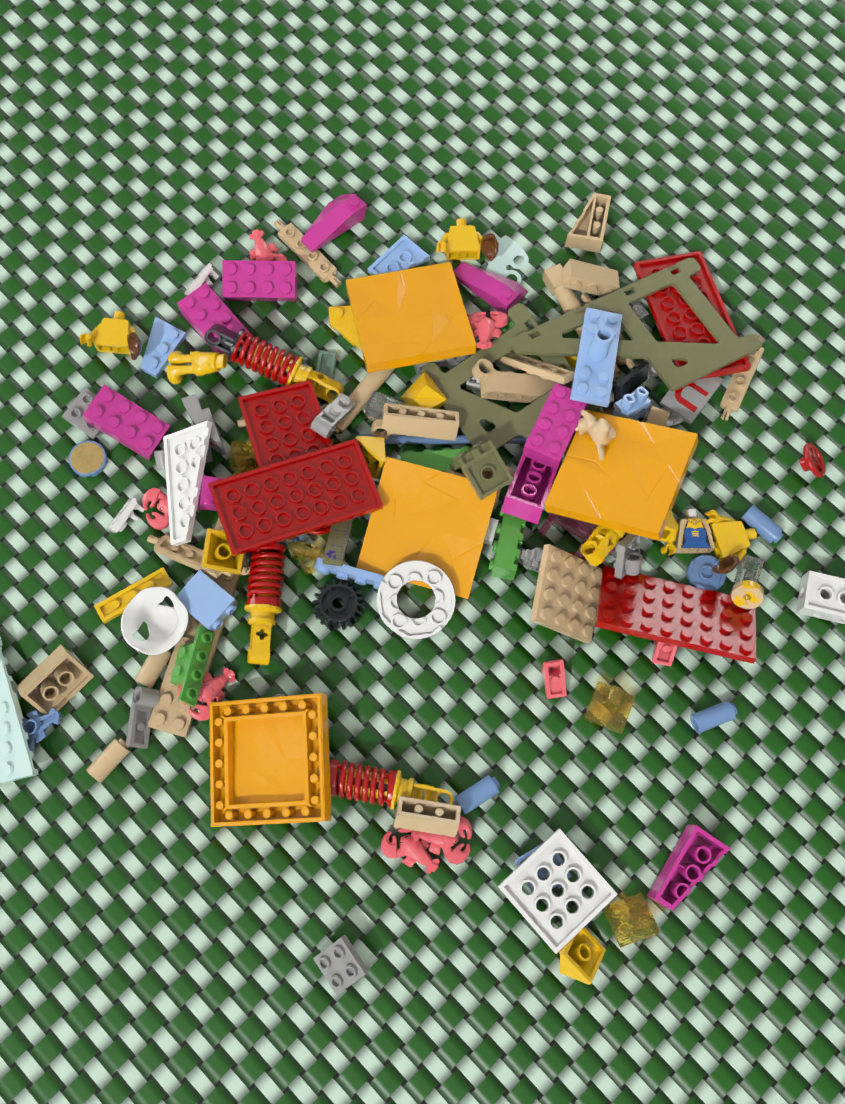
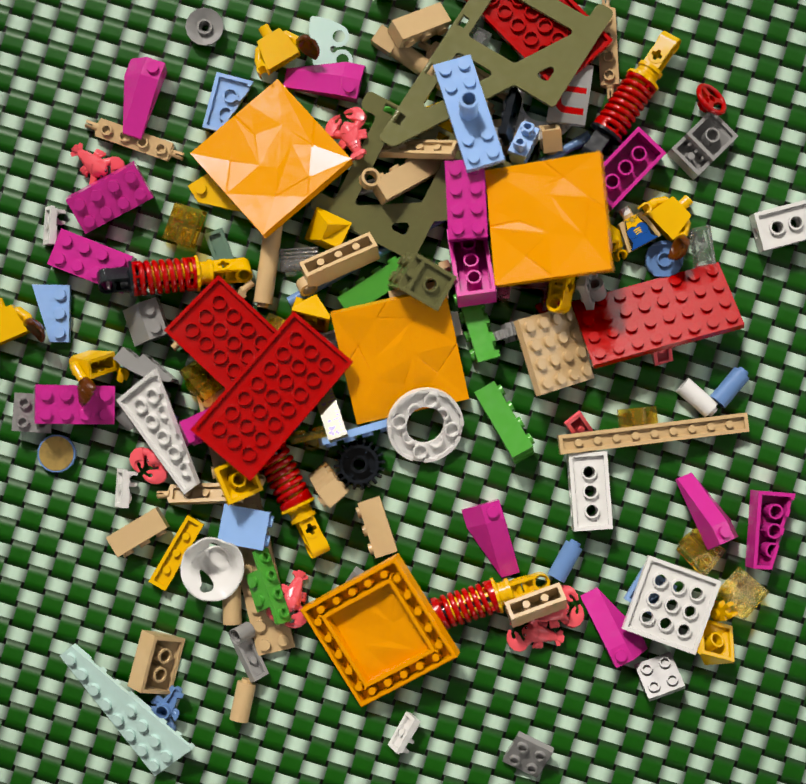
camera: 25 degrees left, 15 degrees up
(112, 559) = (138, 532): none -> tan brick
(163, 399) = (92, 365): none -> yellow torso
(202, 364) = (108, 311): yellow piece -> none
(227, 389) = (146, 321): none -> light grey slope
(236, 875) = (404, 733): none -> white plate
(300, 609) = (327, 485): none -> tan wedge
(307, 334) = (184, 225): none -> clear yellow plate
(322, 666) = (376, 527): none -> tan brick
(332, 415) = (259, 298): light grey plate -> none
(414, 192) = (200, 18): none -> light grey dish
(422, 728) = (491, 533): none -> dark pink wedge
(488, 902) = (619, 643): none -> dark pink wedge
(489, 638) = (504, 422): none -> bright green wedge
(509, 959) = (659, 676): none -> plate
(547, 735) = (601, 496): none -> white brick
(598, 430) = (510, 192): tan animal -> none
(603, 926) = (722, 611): none -> yellow plate
(612, 854) = (696, 554): none -> clear yellow plate
(621, 718) = (653, 433): none -> tan plate
(635, 831) = (708, 516): none -> dark pink wedge
(677, 710) = (697, 398): none -> white brick
(714, 477) = (629, 165): none -> dark pink brick
(747, 420) = (631, 96): none -> piece
(753, 599) = (710, 266): piece -> none
(762, 524) = (692, 187): medium blue brick -> none
(788, 494) = (702, 145): none -> light grey slope

